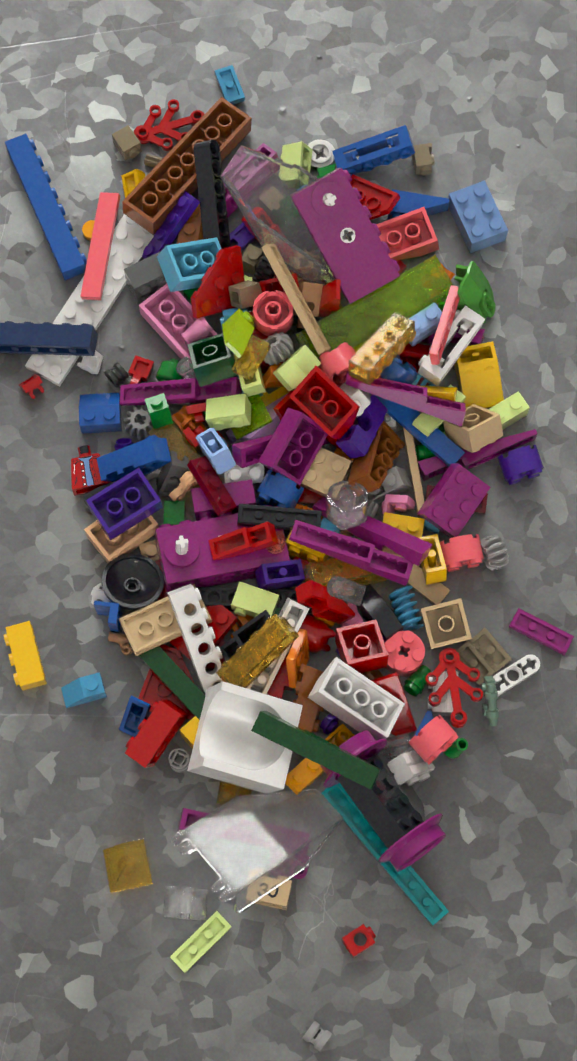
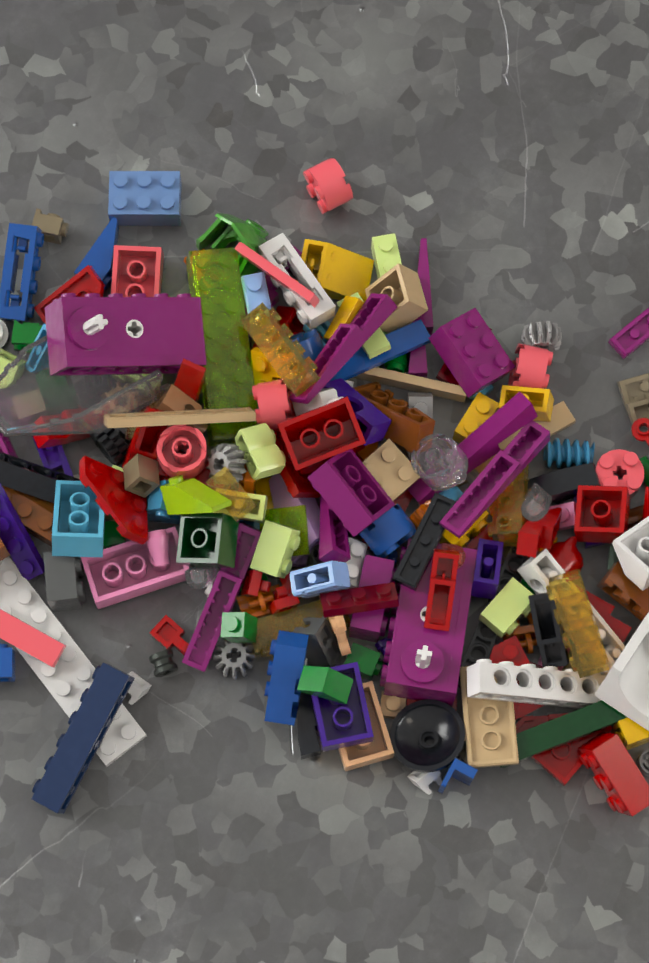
camera: 70 degrees left, 0 degrees up
(25, 656) = (464, 893): yellow brick -> none
(31, 384) = (133, 766): red tile -> none
(84, 690) = (530, 840): dark azure slope -> none
(85, 472) = (269, 741): red torso -> none
(100, 413) = (201, 698): blue slope -> none
(122, 442) = (254, 687): dark purple plate -> none
(122, 640) = (487, 774): medium nougat arm -> none
(132, 483) = (325, 683): none -> green slope
(134, 714) = (582, 794): blue slope -> none
(167, 371) = (189, 601): green head -> none
(251, 258) = (90, 450): dark tan brick -> none
(297, 655) = (595, 587): orange tile -> none
(397, 502) = (446, 412): bright pink bracket -> none
(446, 623) = (603, 418): tan brick -> none
(521, 463) = (454, 269): dark purple brick -> none
(548, 343) = (328, 185): none -> coral brick

